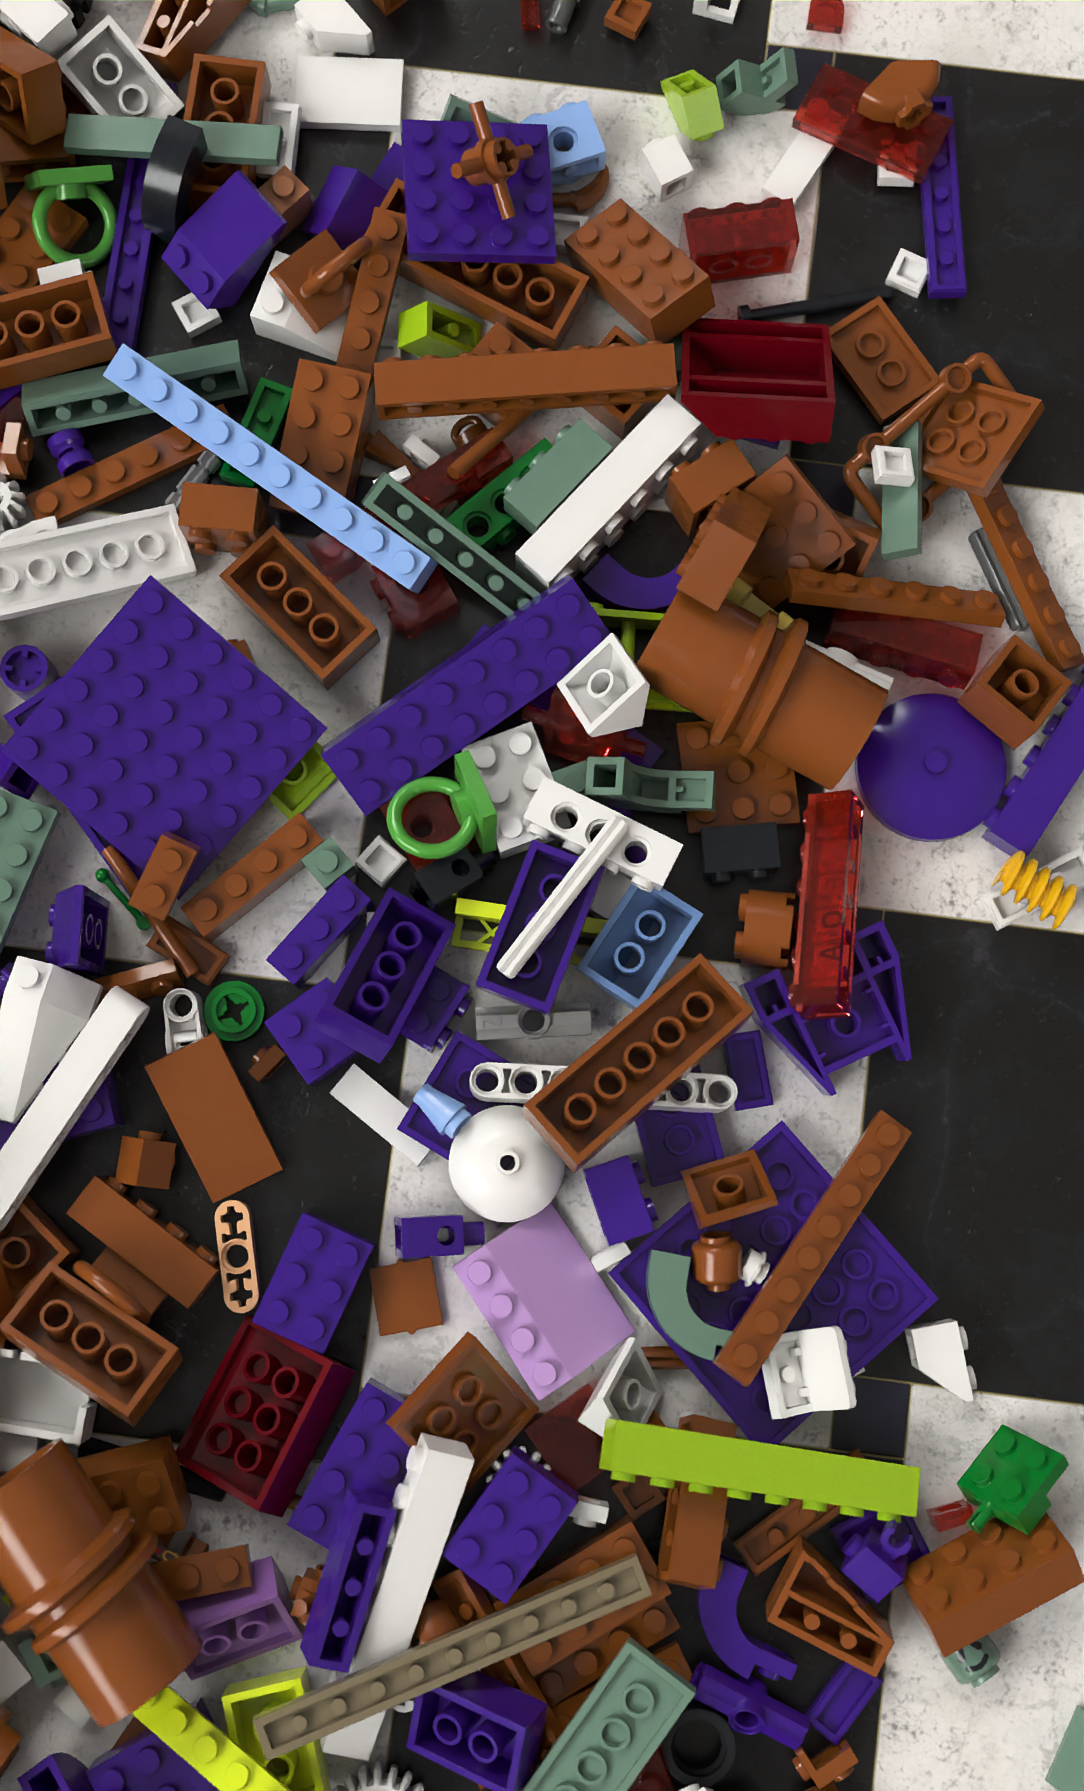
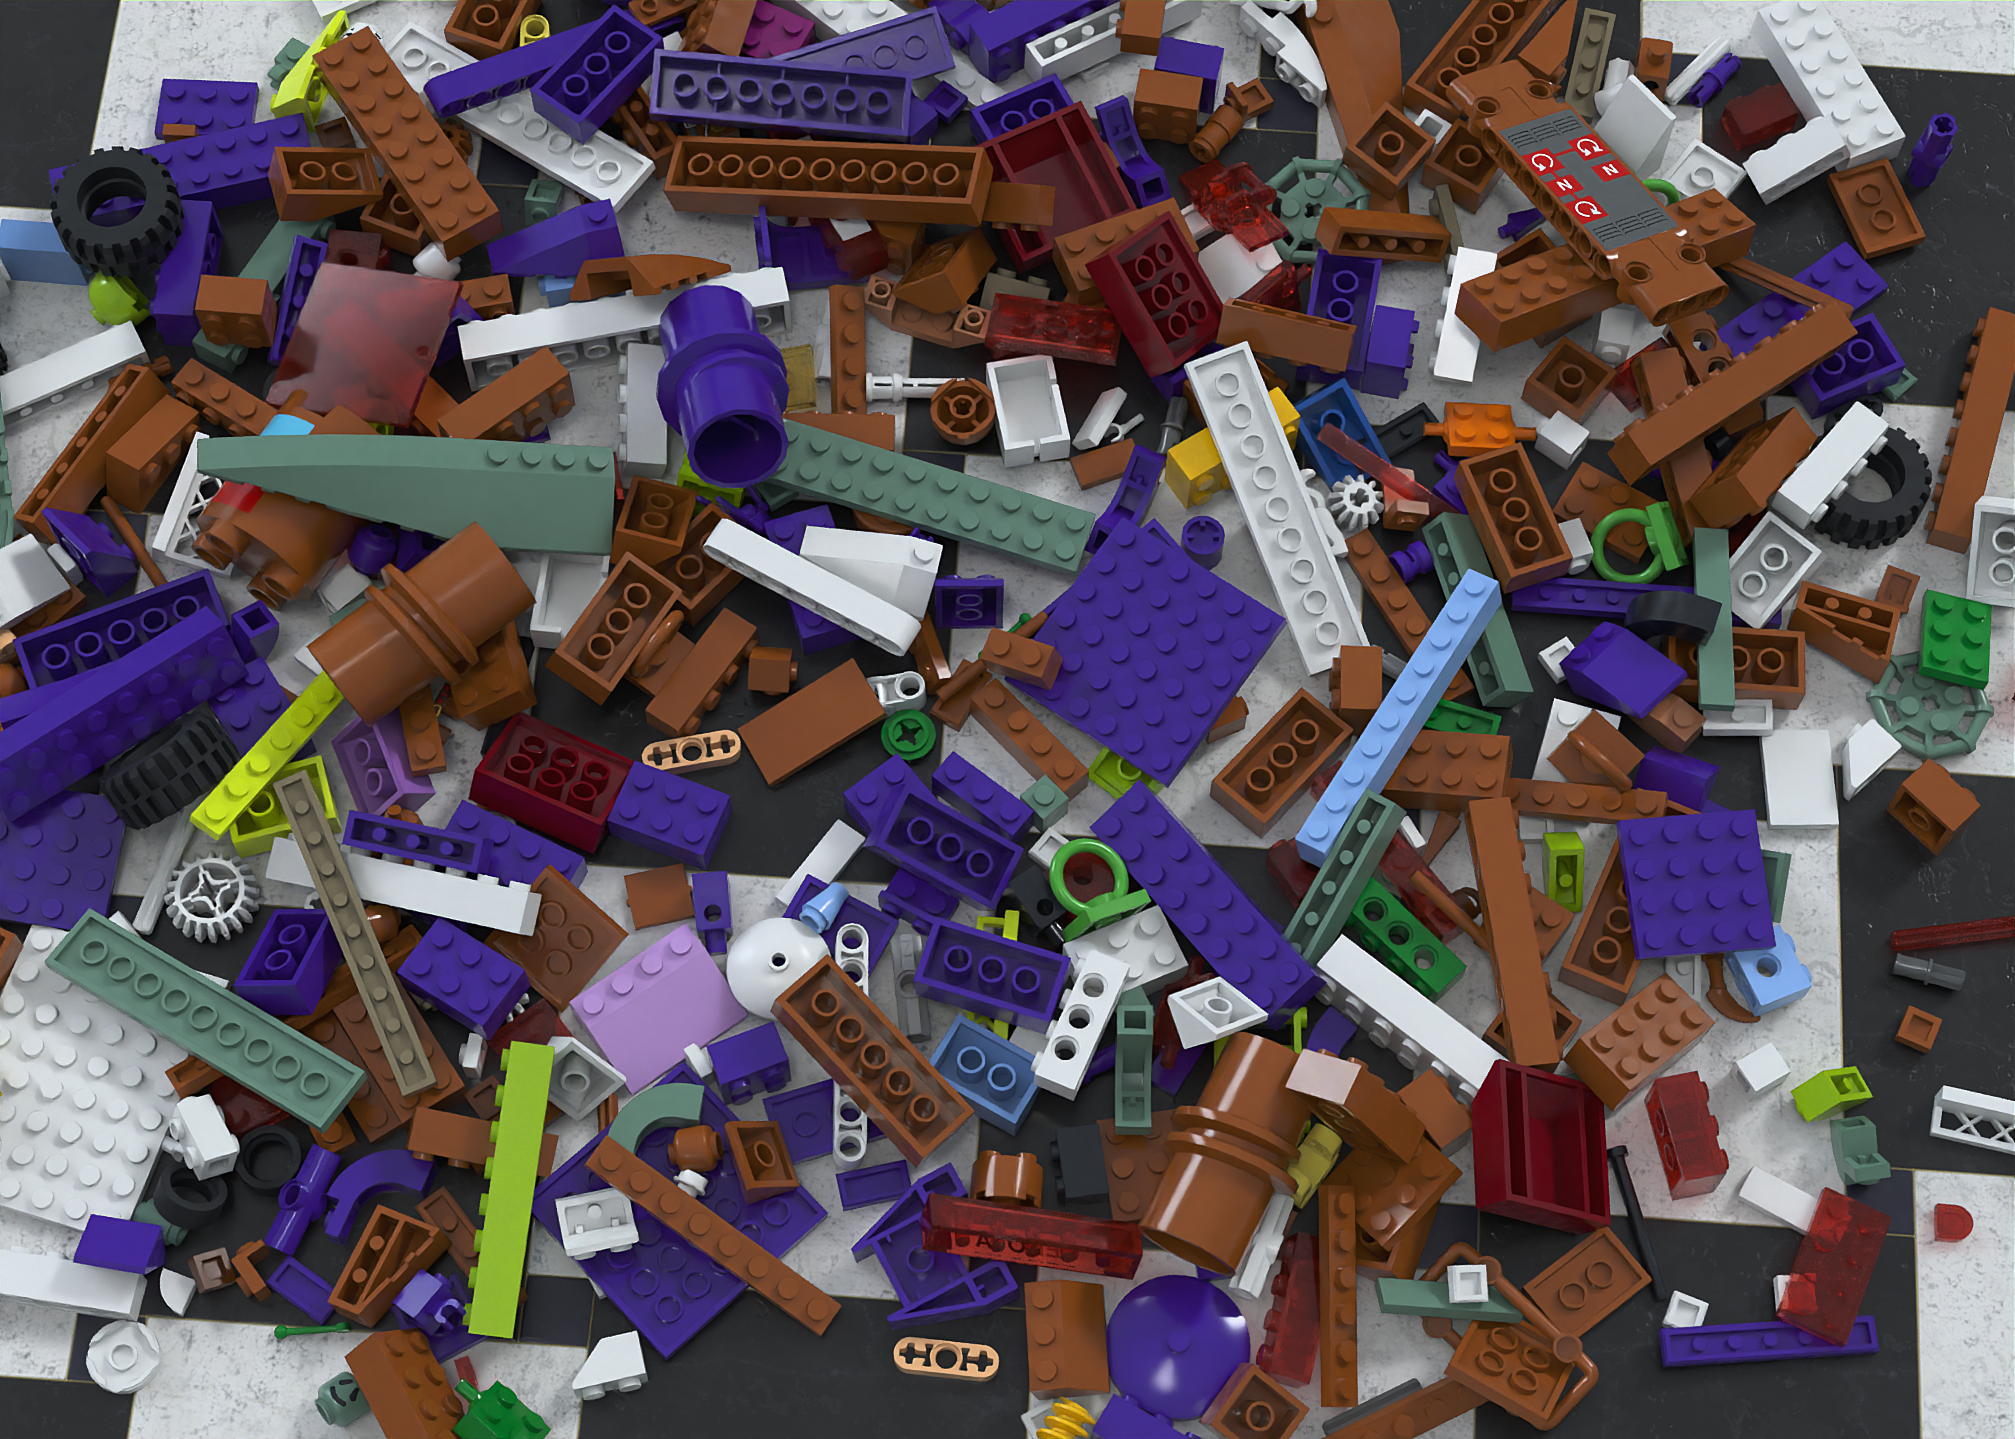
camera: 85 degrees right, 15 degrees down
(267, 1062) = (860, 762): reddish brown plate -> none
(422, 452) = (1443, 861): white plate -> none
(491, 160) = (1723, 887): dark orange bar -> none
(555, 475) = (1425, 969): sand green brick -> none
(562, 897) = (1018, 984): white axle -> none
(888, 1724) = (282, 1331): none -> green hinge
(902, 93) = (1858, 1282): dark orange piece -> none
(927, 876) = (1066, 1339): none -> dark orange slope
(952, 977) = (920, 1345): none -> light nougat beam

